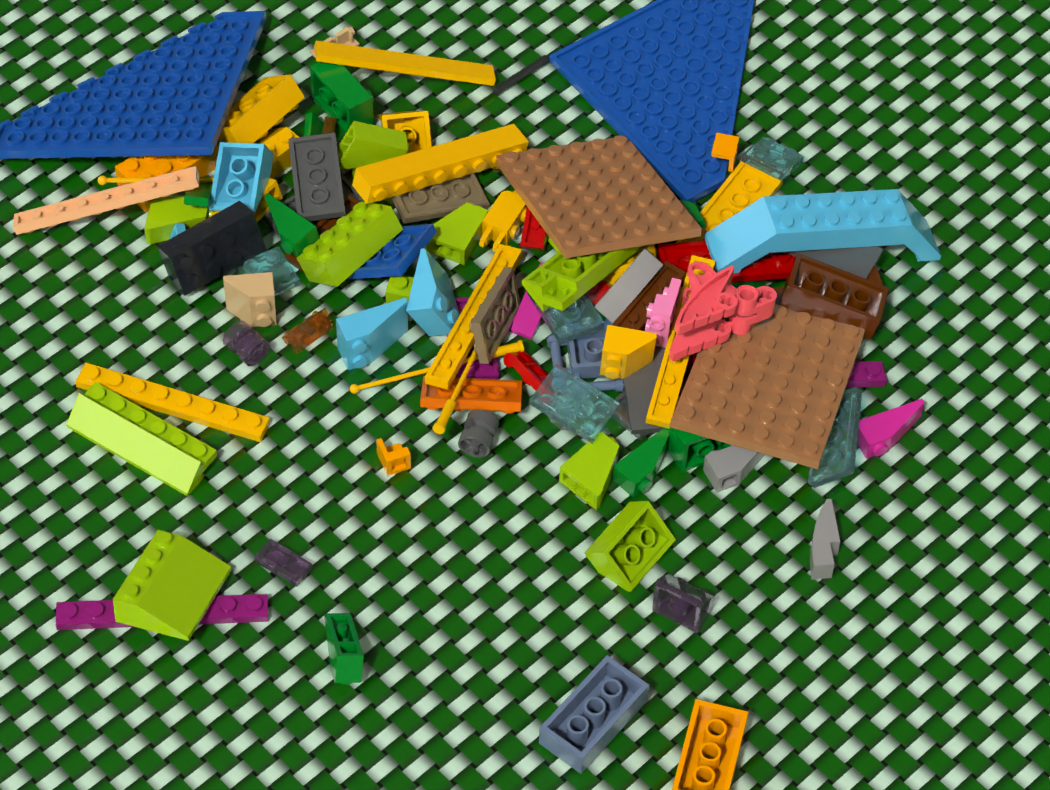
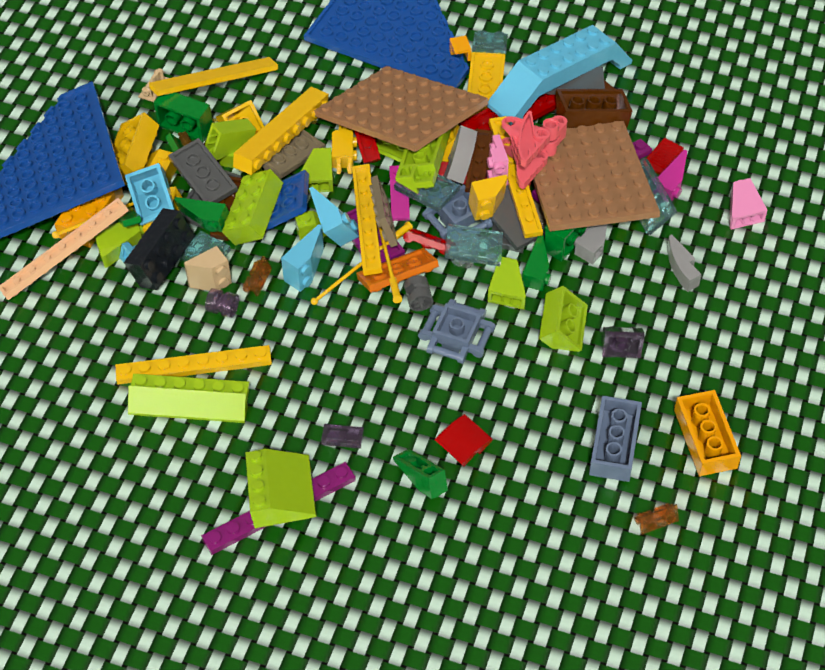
camera: 25 degrees left, 0 degrees up
(394, 457) = (370, 335): light orange panel -> none
(418, 632) = (463, 439): none -> red slope
(493, 496) = (456, 330): none -> sand blue brick
(520, 75) = (291, 55): pearl dark grey bar -> none
(897, 394) = (664, 155): none -> red window
(954, 503) = (746, 205): none -> bright pink slope

